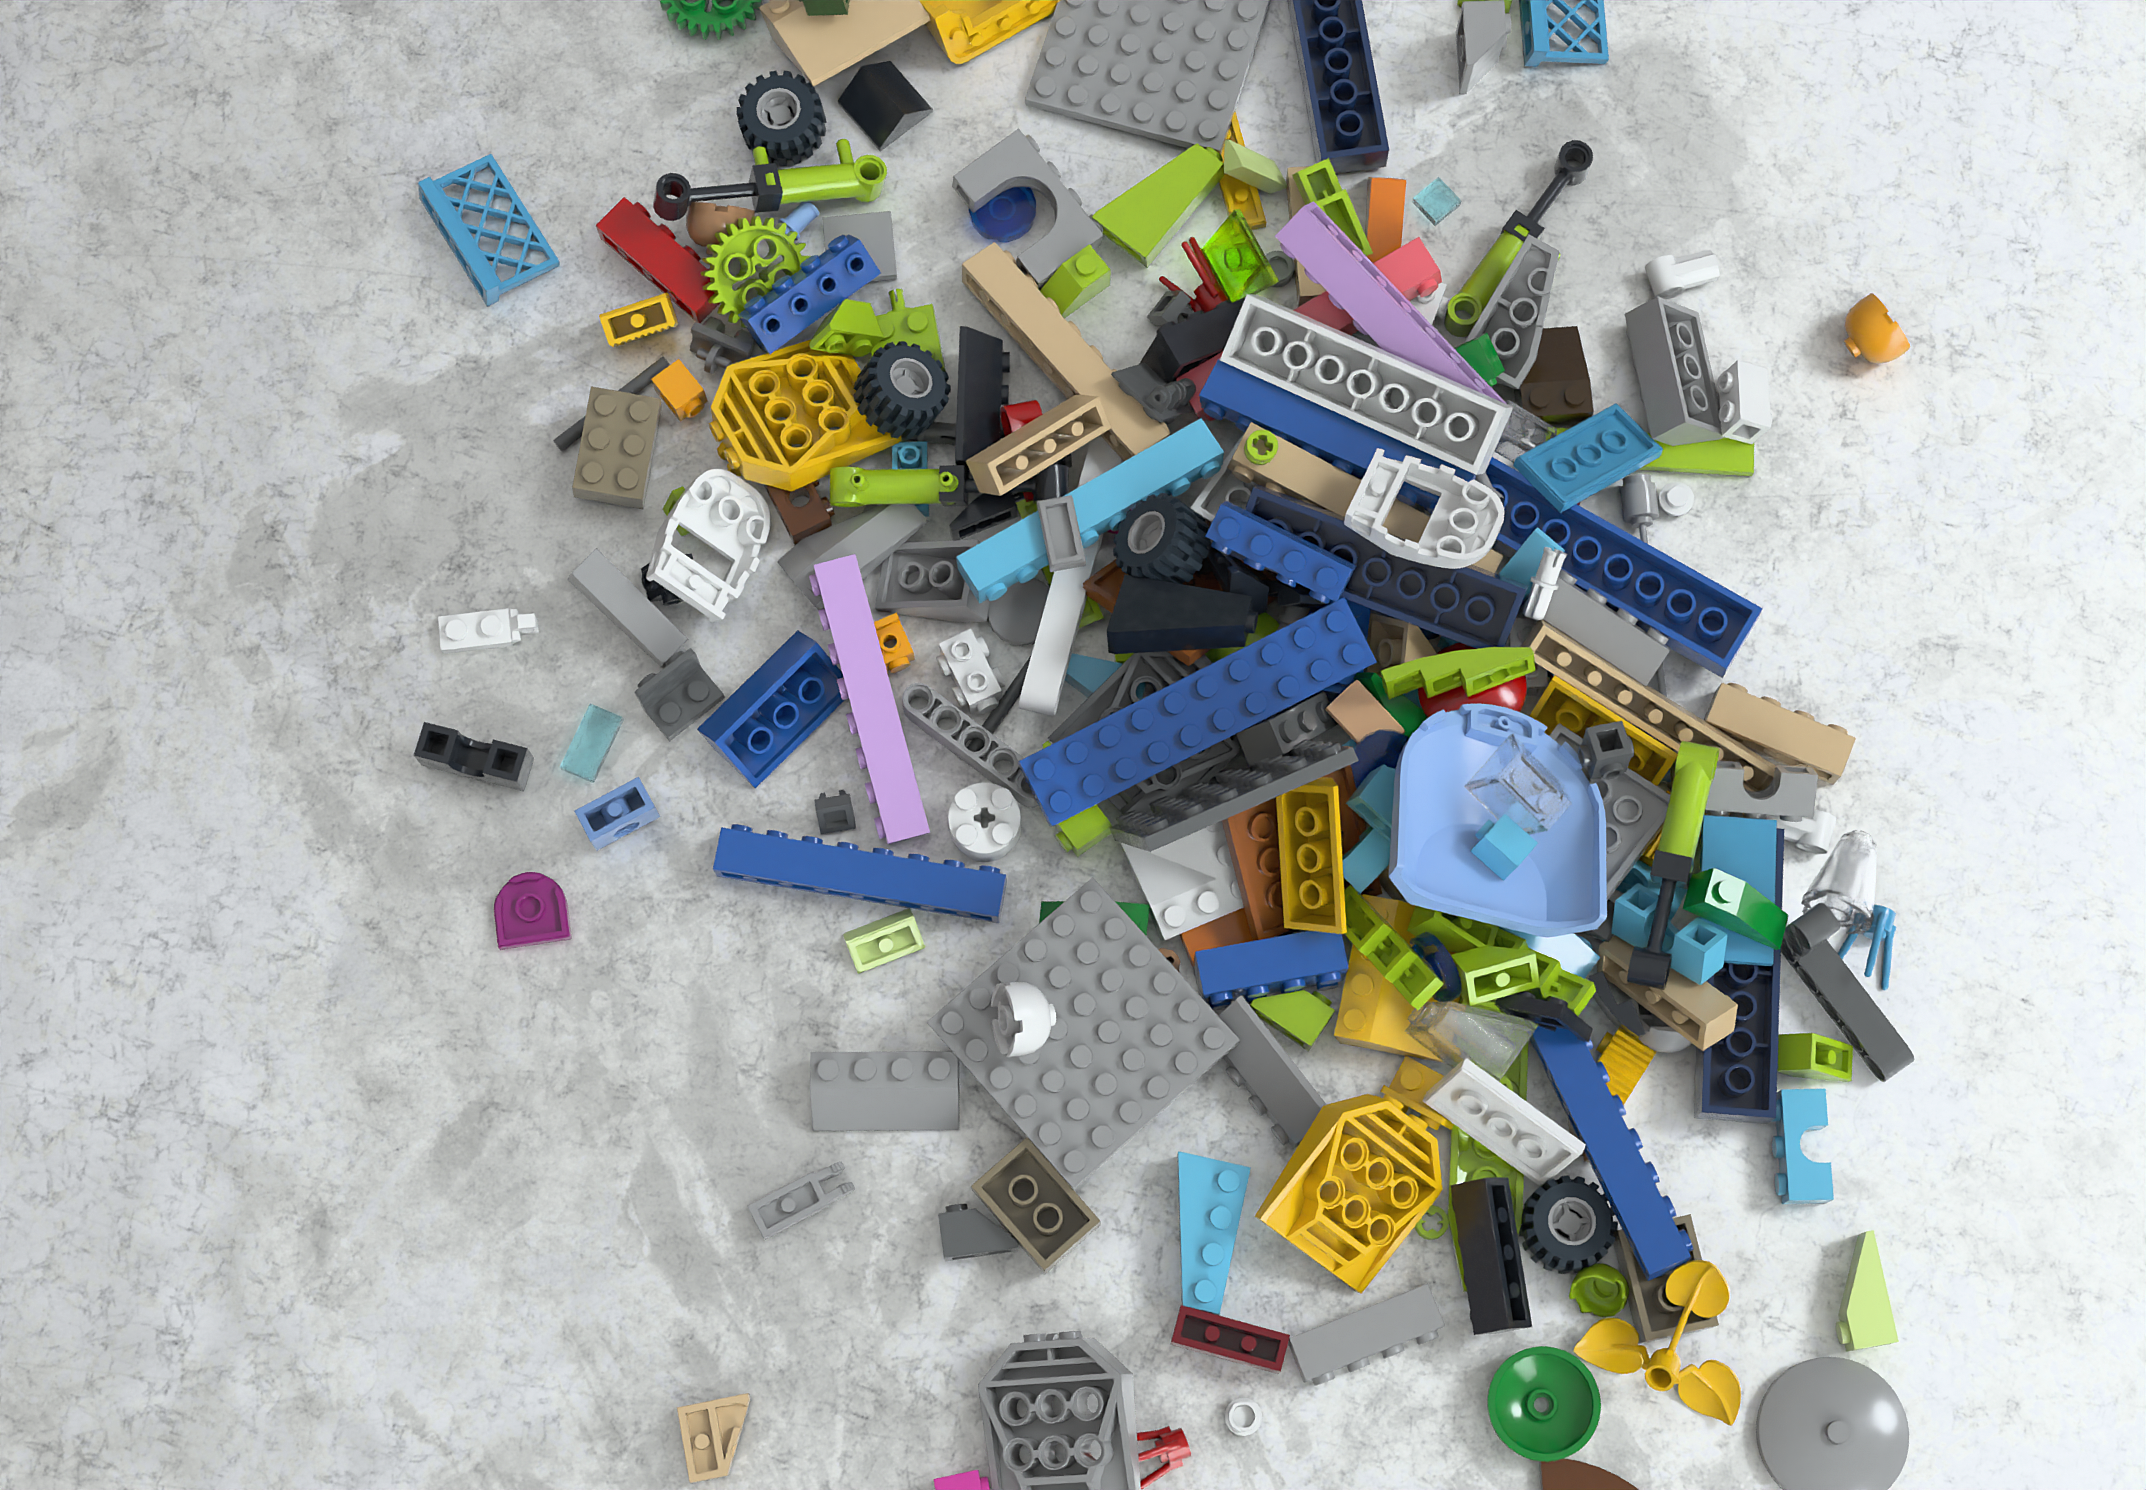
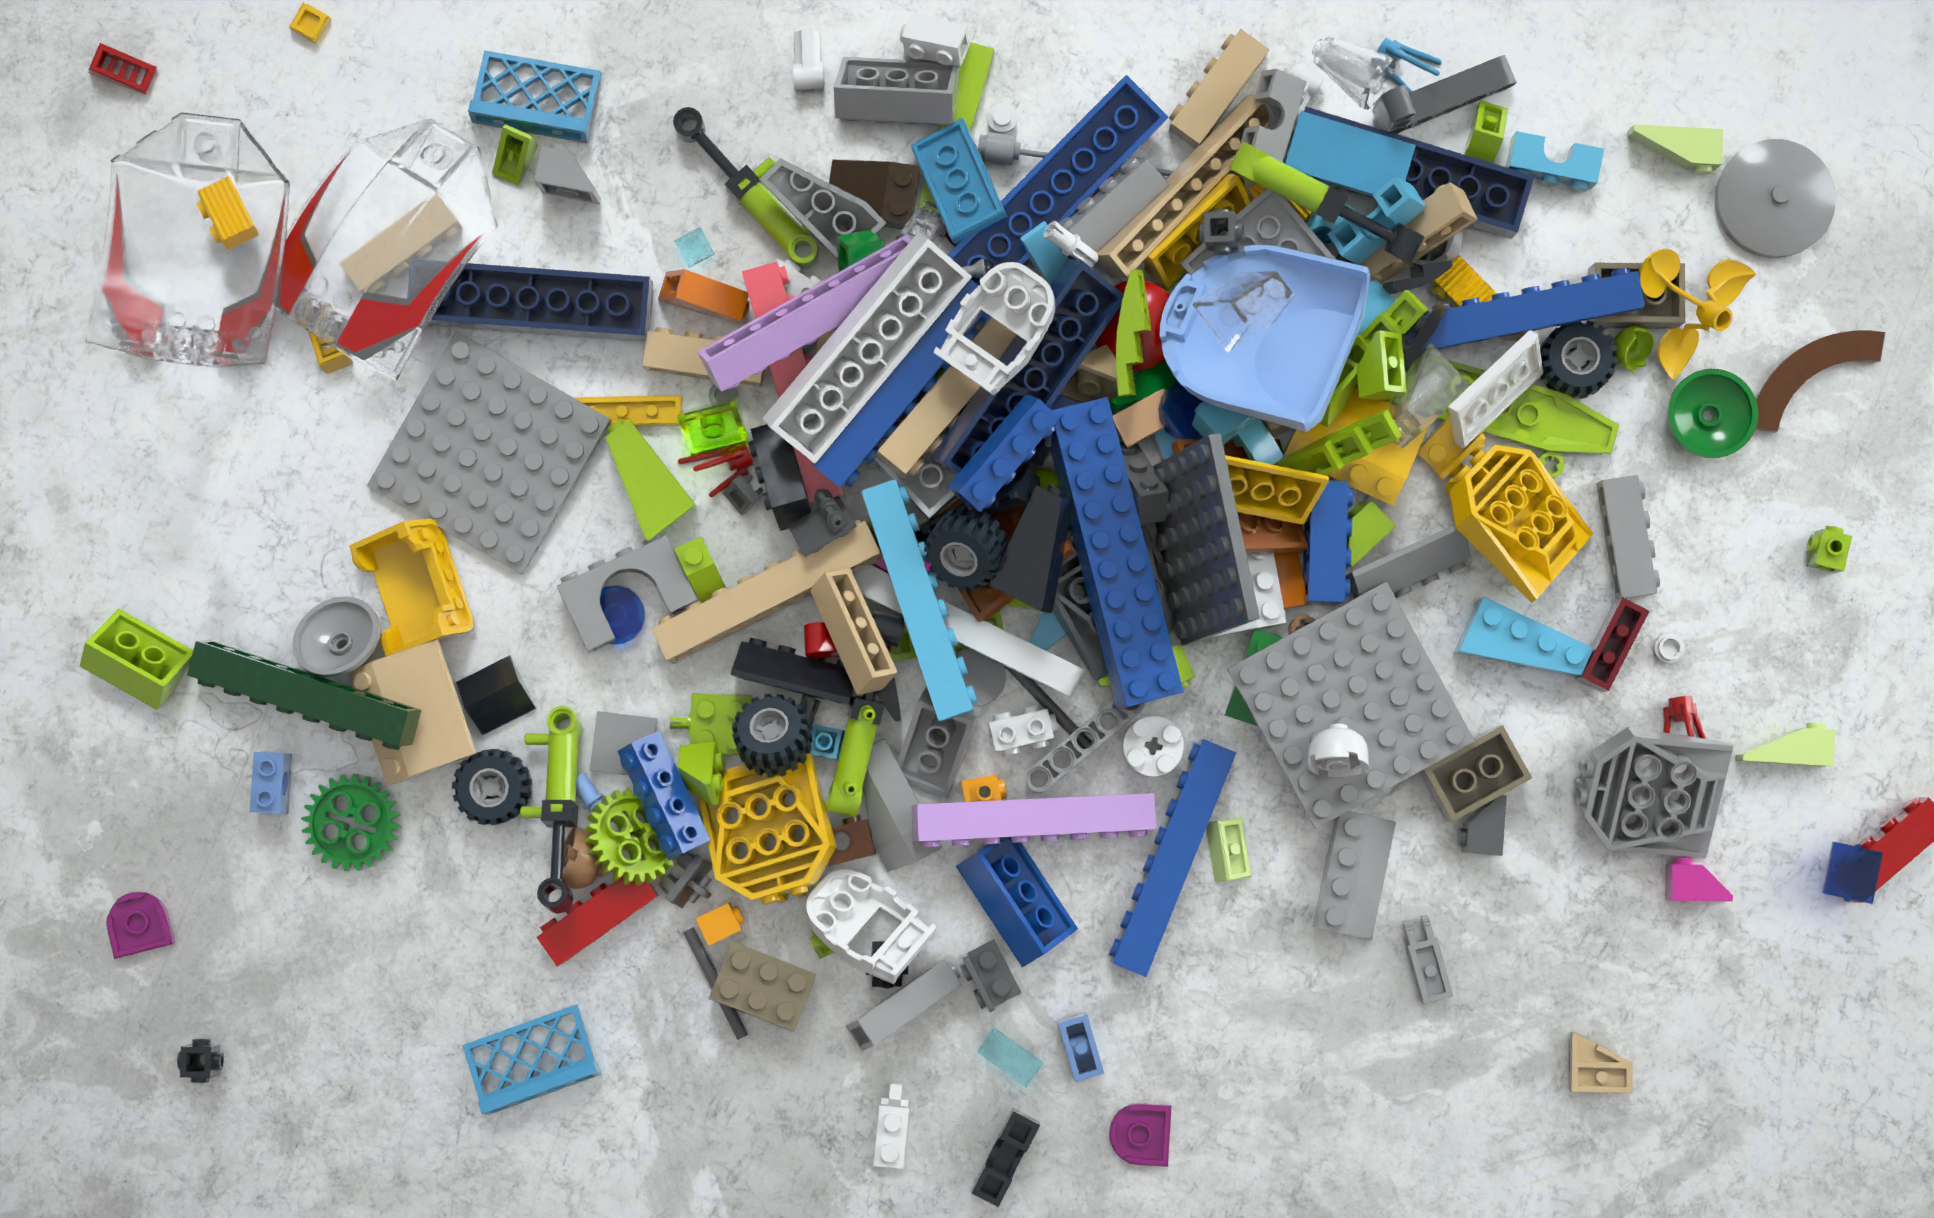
camera: 80 degrees left, 10 degrees up
(638, 320) = (651, 946): yellow brick -> none
(835, 813) = (1117, 867): dark grey tile -> none
(1061, 533) = (939, 629): light grey tile -> none
(1252, 168) = (633, 394): yellowish green slope -> none
(1270, 441) = (898, 439): lime bush -> none
(1321, 185) = (689, 337): lime slope -> none
(1441, 963) = (1363, 408): tile -> none
(1491, 1255) = (1595, 425): black brick -> none
(1503, 845) = (1286, 333): medium azure brick -> none
(1735, 906) = (1371, 163): green slope -> none

